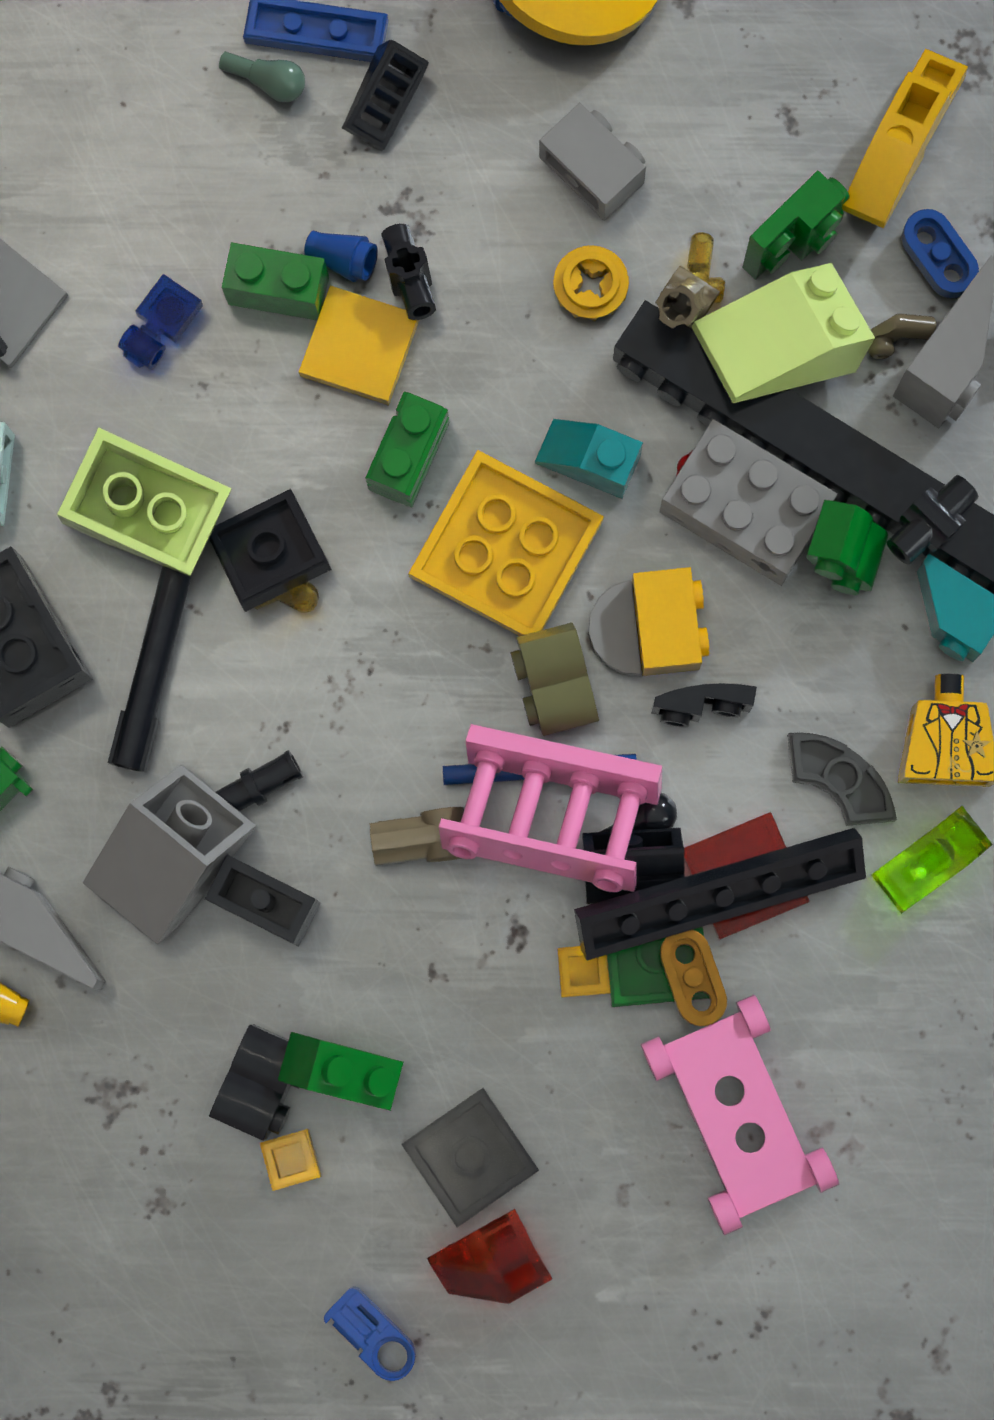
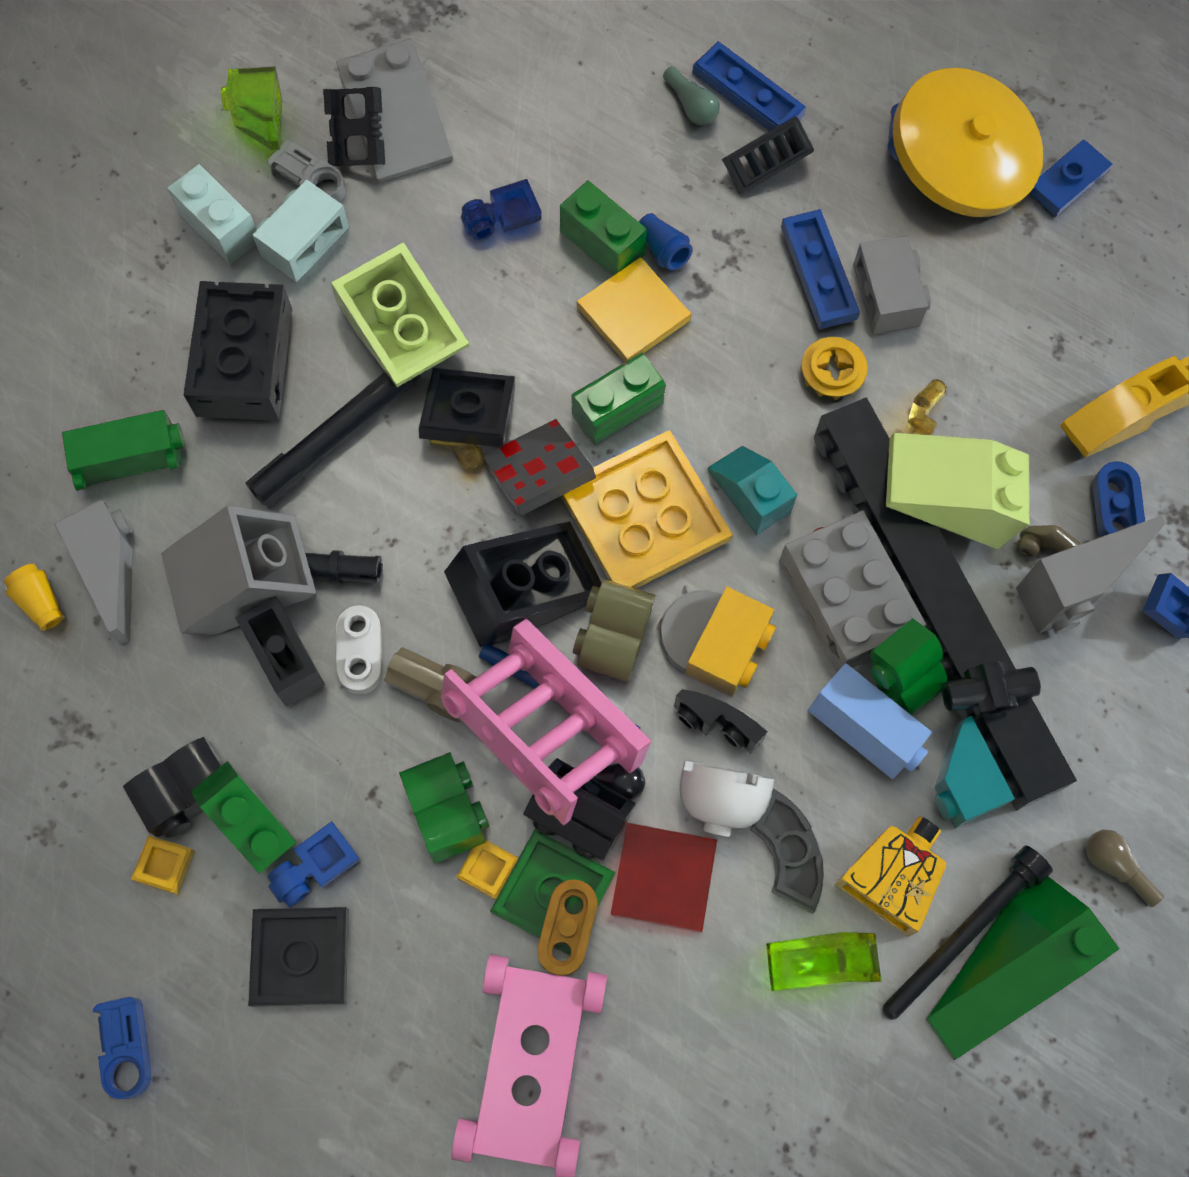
camera: 25 degrees right, 10 degrees down
(328, 849) = (359, 648): none -> white plate
(378, 566) = (538, 467): none -> dark grey tile
(406, 257) = (703, 279): black axle -> none
(431, 1057) = (322, 856): none -> blue plate
(438, 687) = (521, 578): none -> black slope
(492, 1262) = (255, 1052): clear red slope -> none
(510, 943) = (443, 807): none -> green brick
(513, 186) = (820, 269): none -> blue plate
(685, 299) = (897, 411): dark tan piece -> none
(720, 893) = (633, 874): black plate -> none
(754, 770) = (724, 796): none -> white cylinder
(799, 224) = (1018, 412): green plate -> none
(842, 616) = (871, 722): none -> light blue brick

